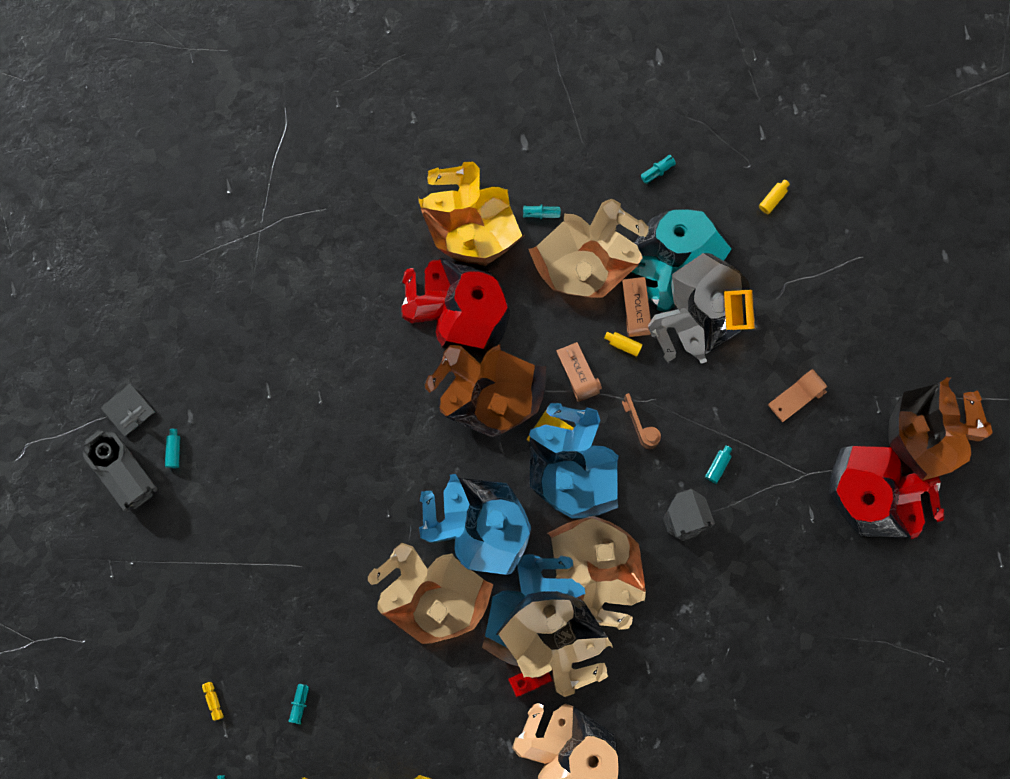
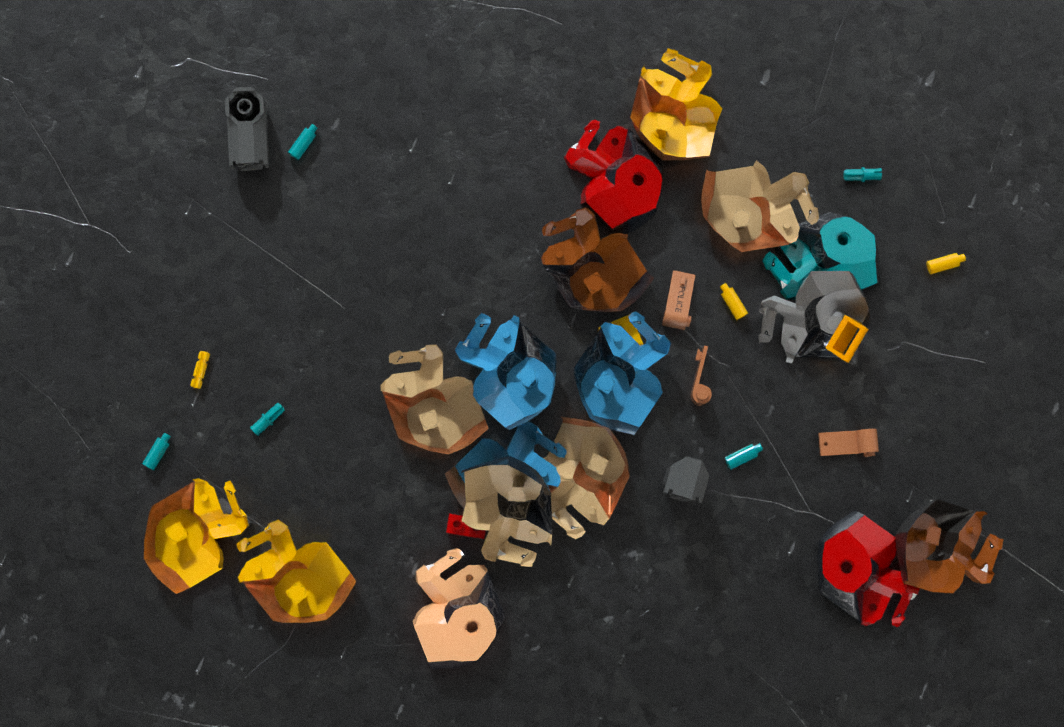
camera: 30 degrees right, 5 degrees up
(127, 410) = (288, 85): dark grey plate -> none
(541, 212) = (740, 145): teal axle -> none
(636, 306) = (764, 278): nougat door -> none

